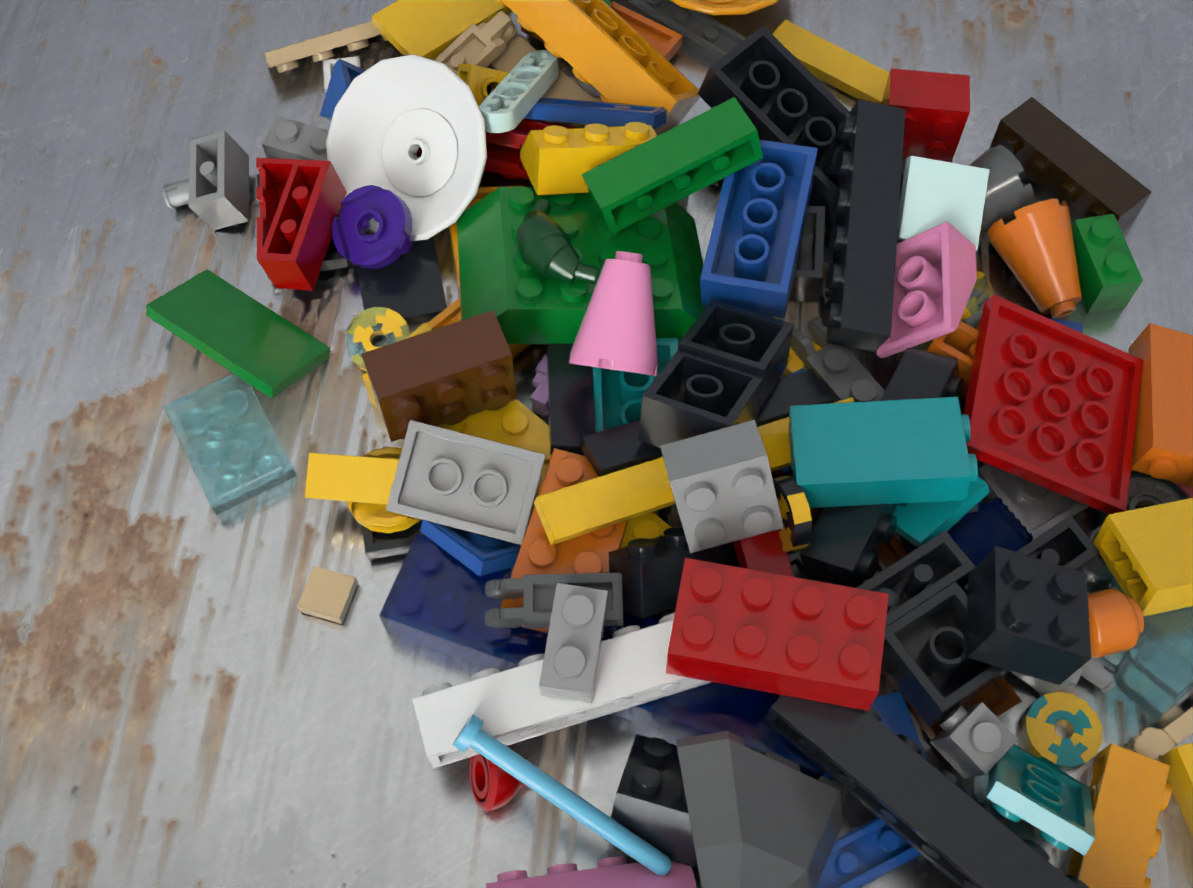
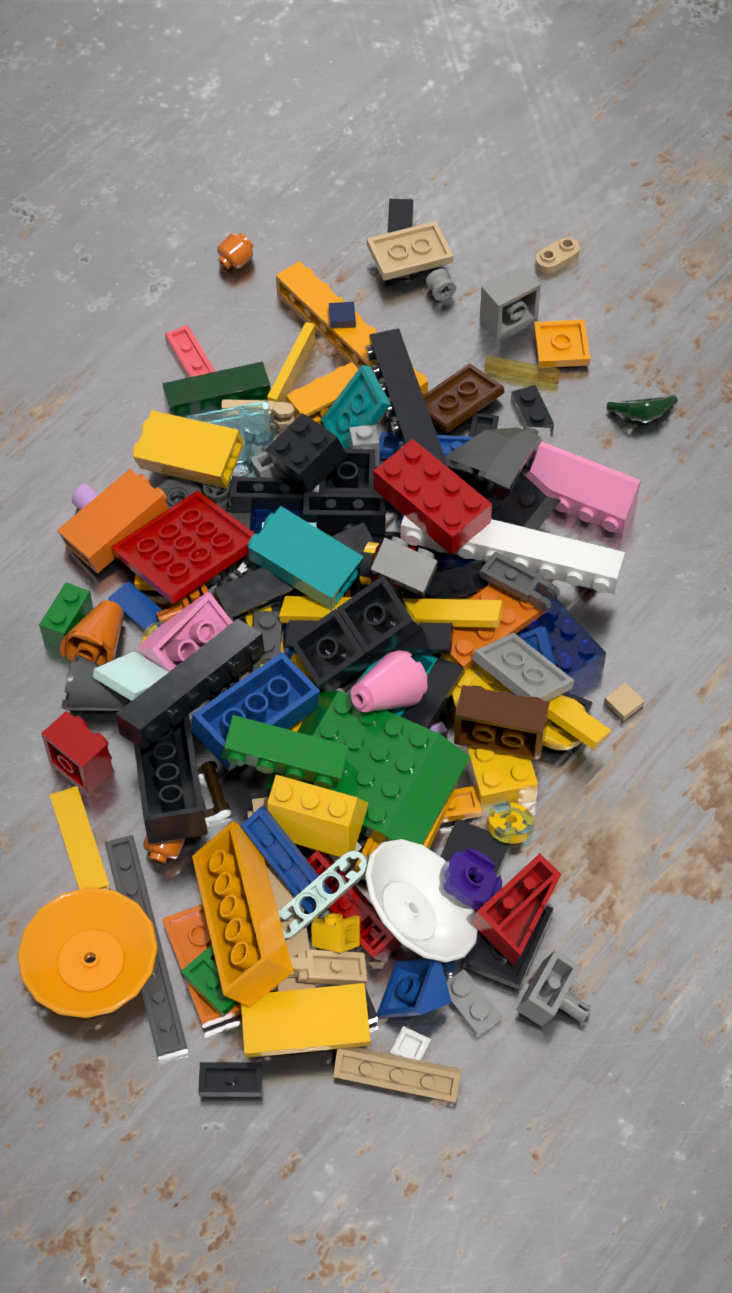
camera: 145 degrees left, 5 degrees down
(229, 442) = (633, 814): clear light blue plate -> none
(238, 333) = (593, 877): green tile -> none
(549, 249) = (392, 755): dark green piece -> none
(561, 796) = (599, 542): medium azure bar -> none
(573, 643) = (528, 541): light grey brick -> none
(1069, 165) = (20, 681): dark brown brick -> none
(1113, 622) = (261, 438): orange head -> none

